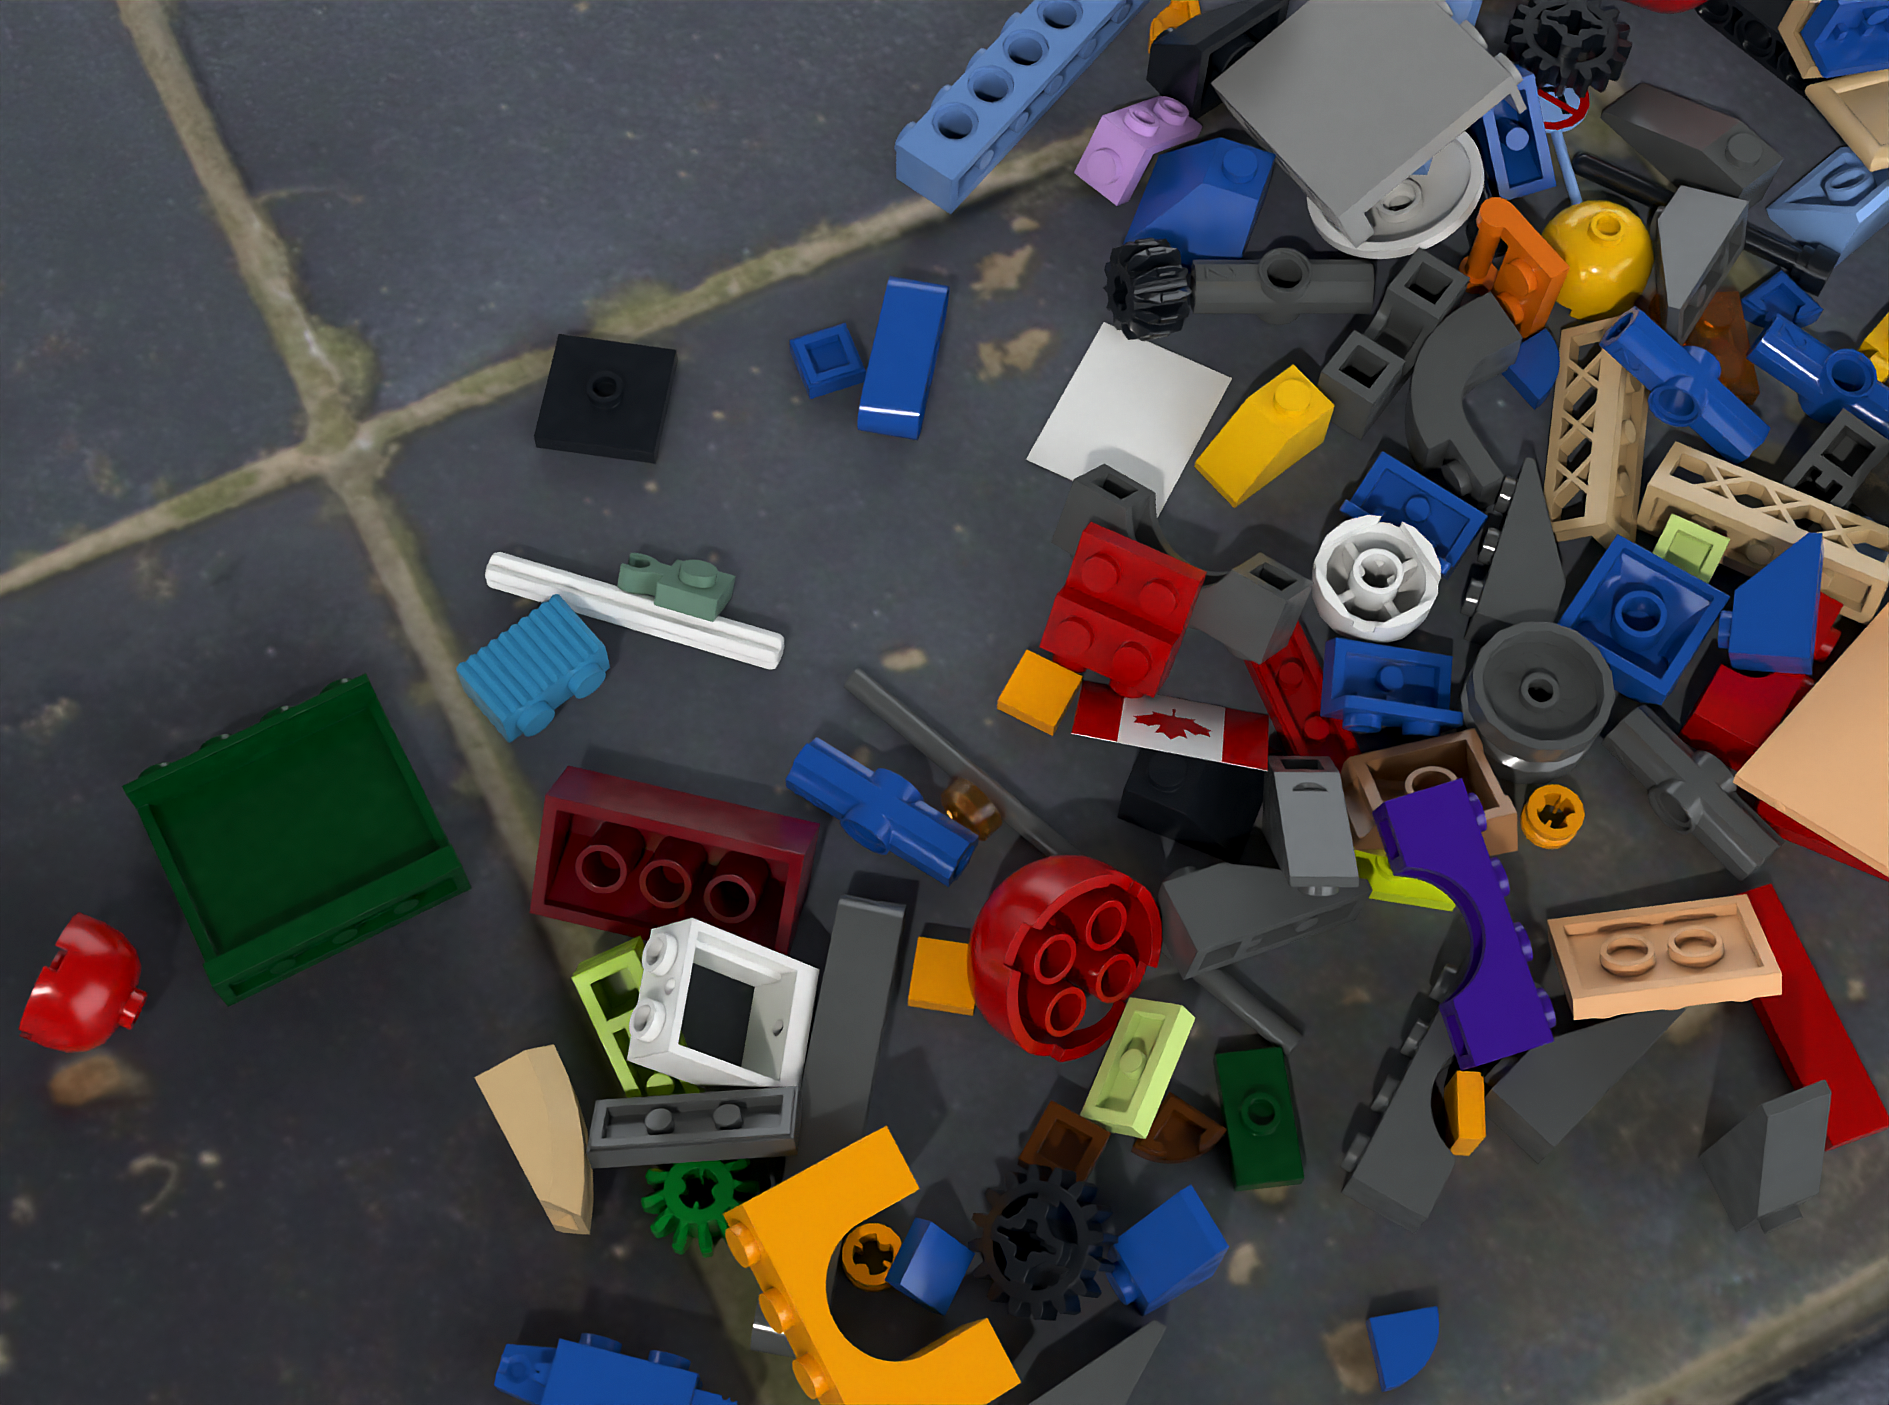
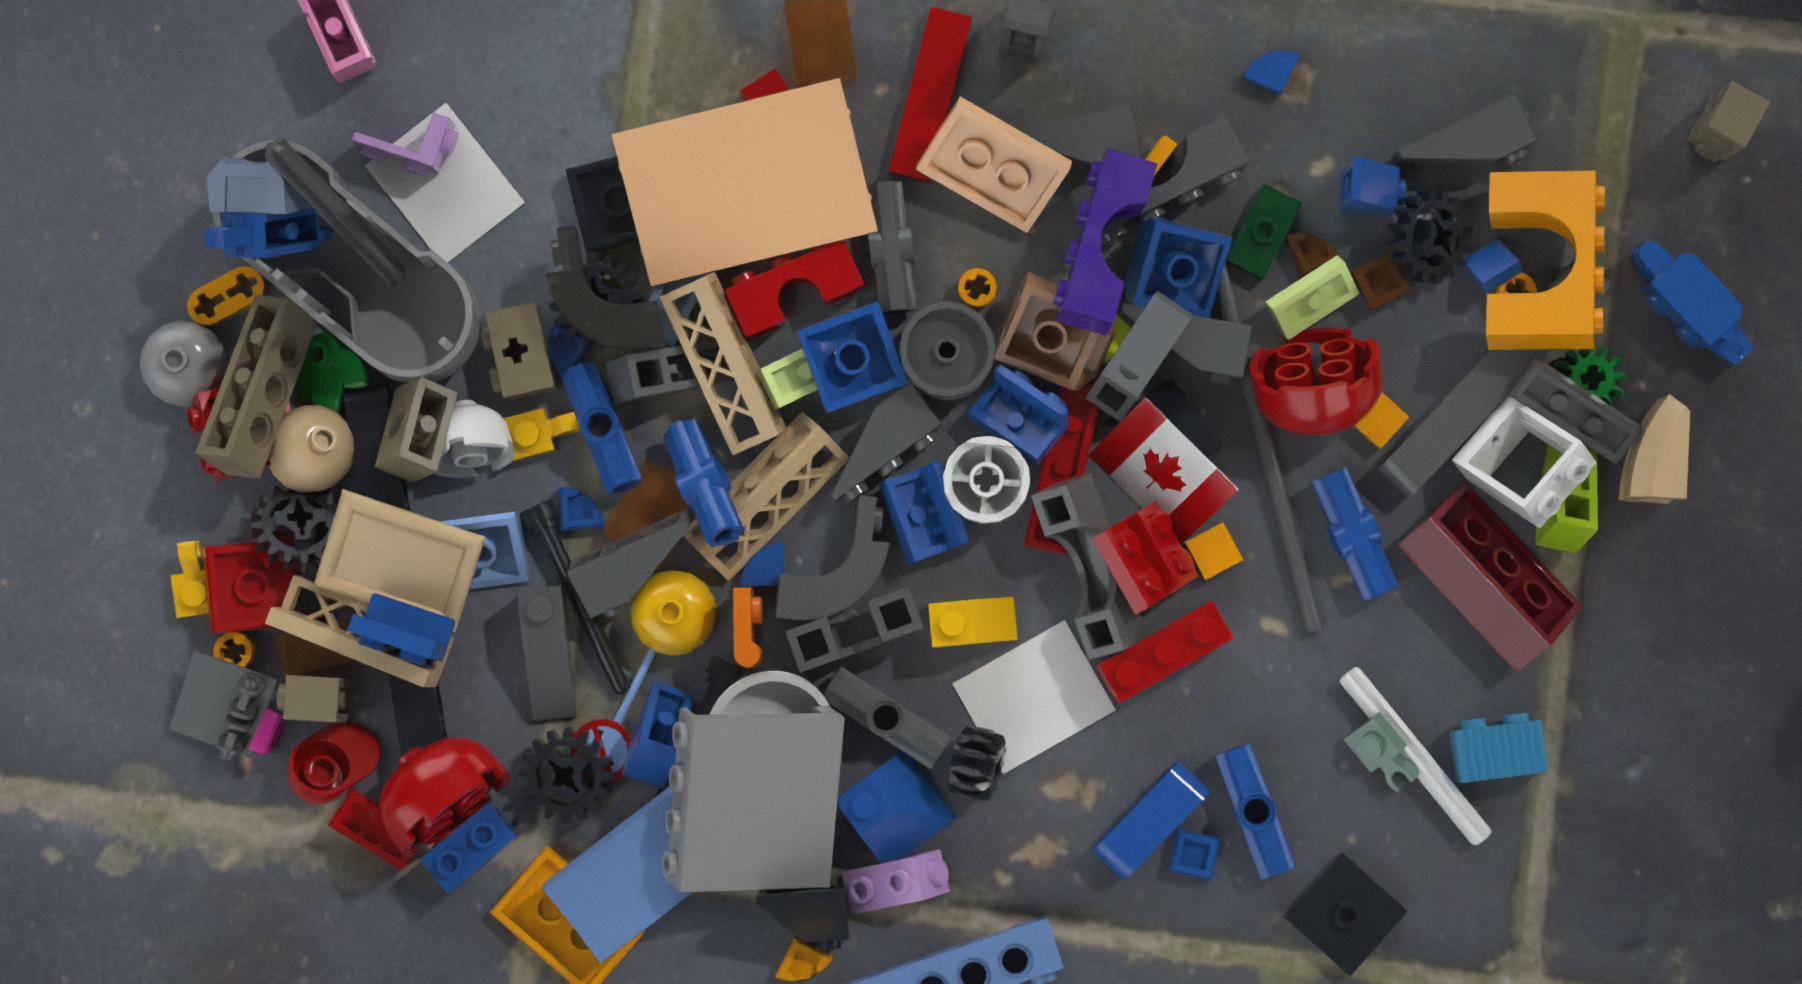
camera: 150 degrees left, 20 degrees up
(296, 838) = (1687, 731): dark green panel -> none
(815, 454) = (1265, 838): none -> blue piece
(971, 808) = (1304, 501): clear orange tile -> none
(1007, 549) = (1164, 652): none -> red arch
(1337, 984) = (1178, 263): none -> blue slope
(1777, 613) = (782, 299): blue slope -> none

